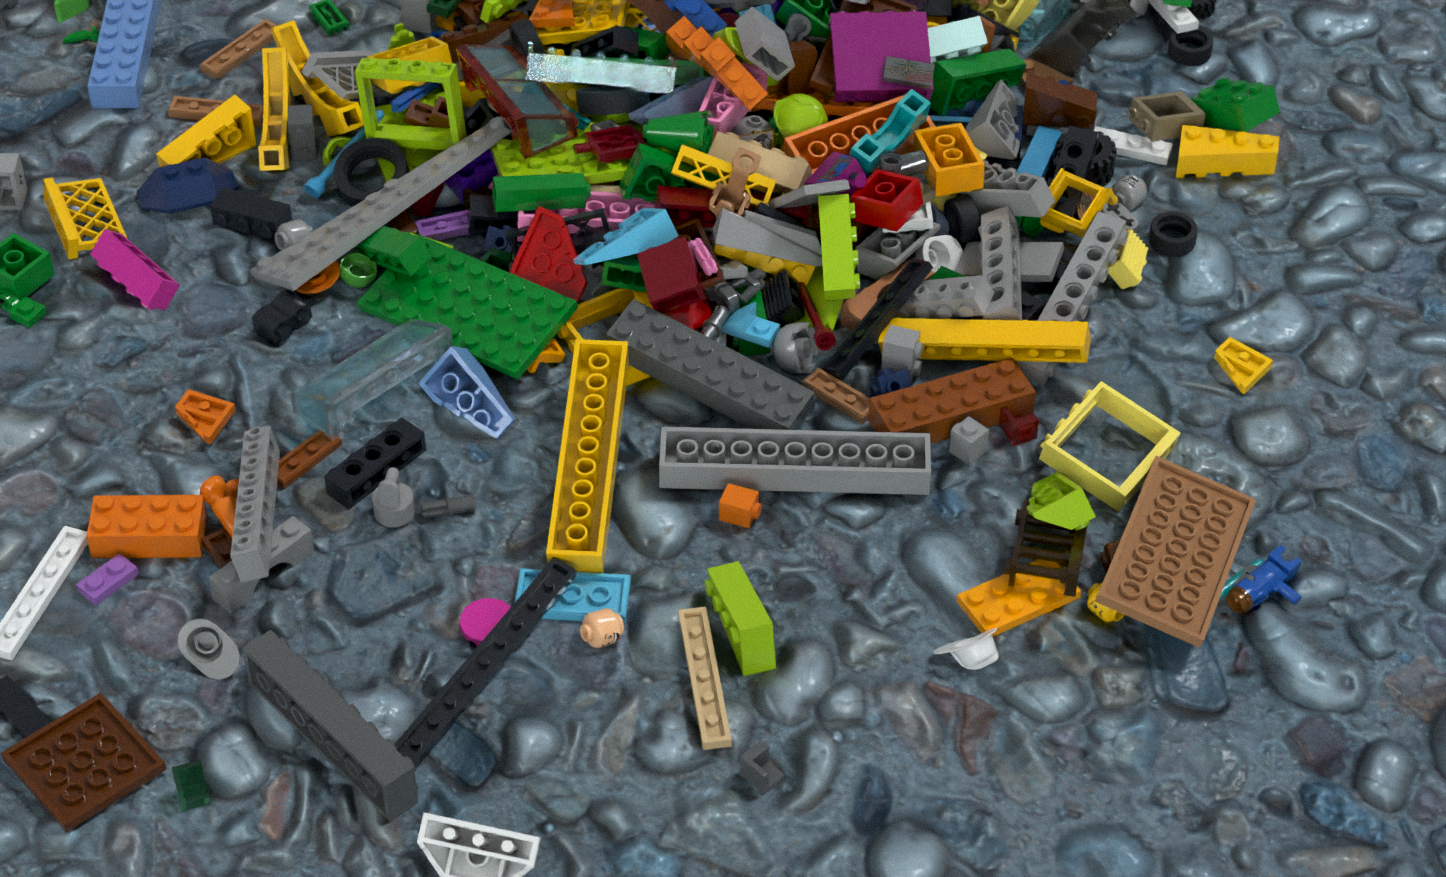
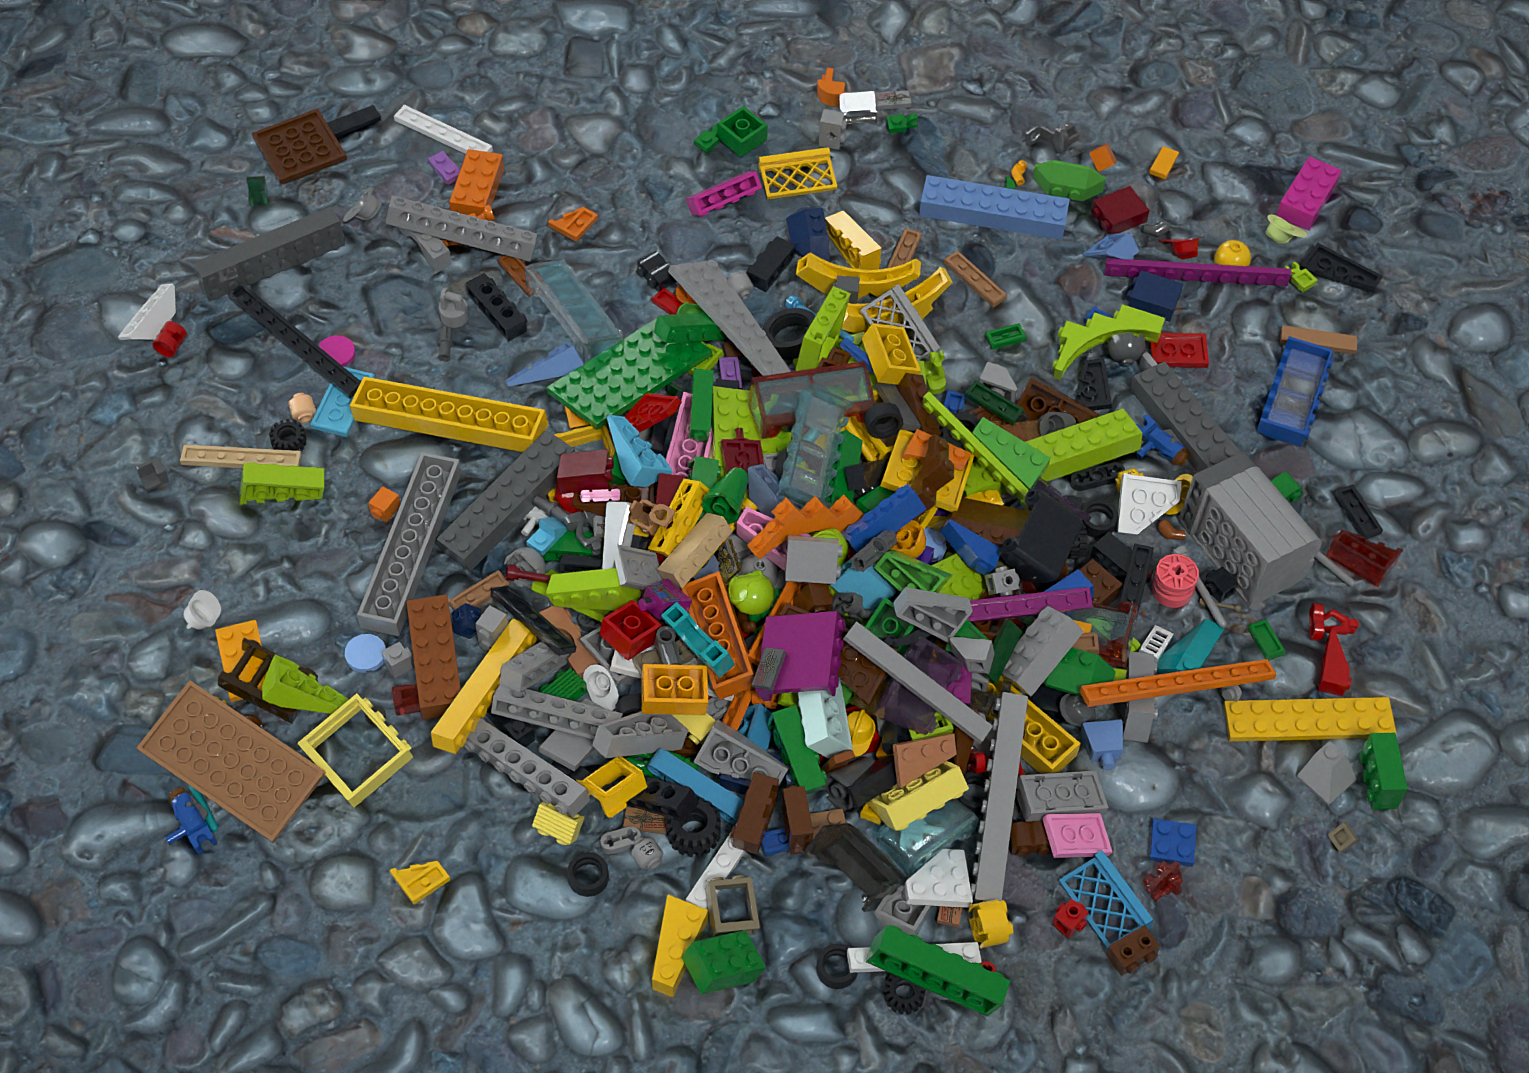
camera: 100 degrees right, 10 degrees up
(58, 31) = (1017, 172): none -> light orange arm
(332, 301) = (666, 301): none -> red tile
(518, 812) = (169, 339): none -> red wheel
(655, 622) = (286, 428): none -> black tyre
(964, 480) = (364, 653): none -> light blue tile
(1069, 51) = (796, 819): none -> reddish brown window

